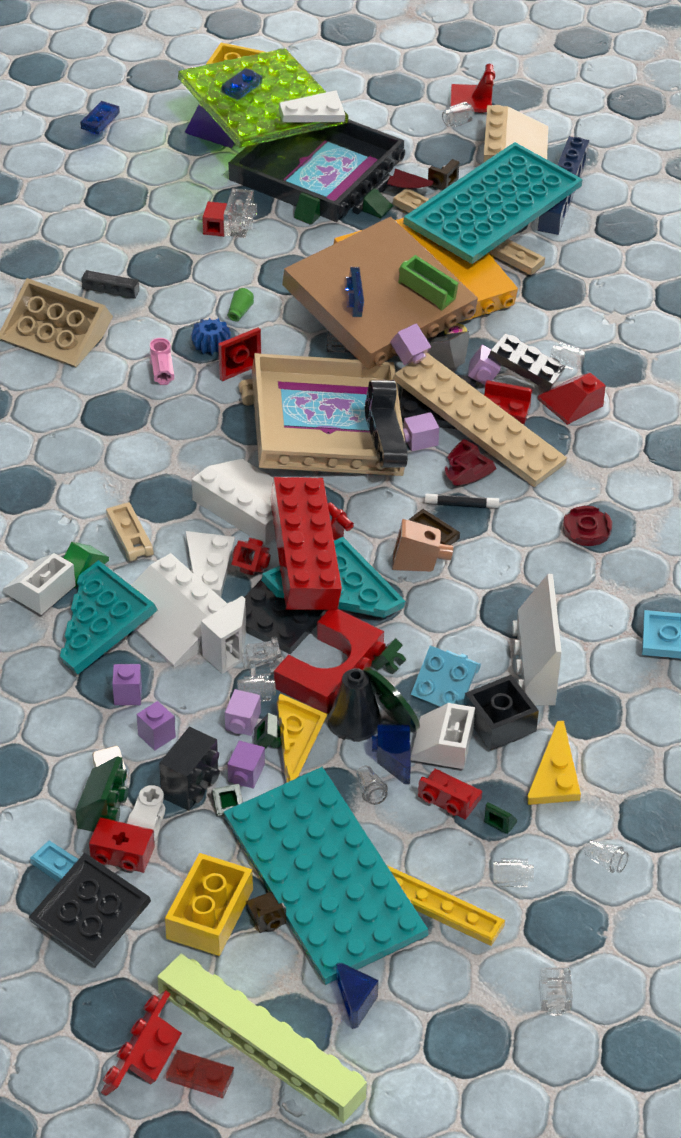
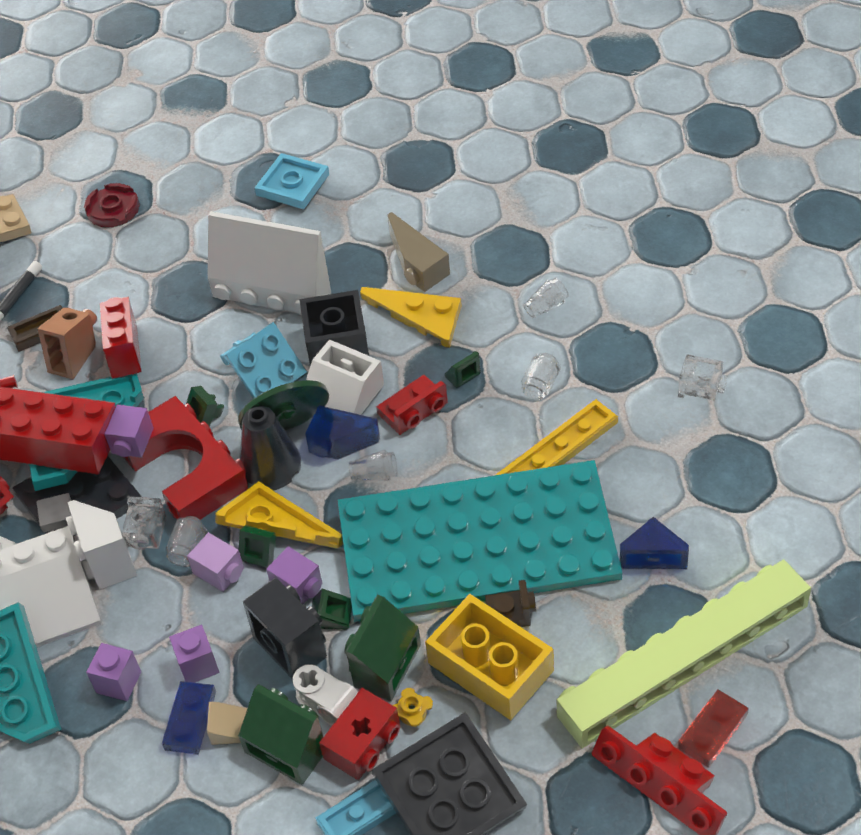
camera: 65 degrees left, 5 degrees up
(123, 738) = (188, 718): none -> clear blue plate
(153, 878) = (415, 716): none -> yellow plate
(191, 830) = (382, 649): none -> dark green slope
(253, 599) = (53, 512): none -> flat silver tile
(328, 611) = (129, 431): none -> medium lavender brick
(430, 577) = (120, 337): none -> red brick
(615, 746) = (420, 258): none -> dark tan slope

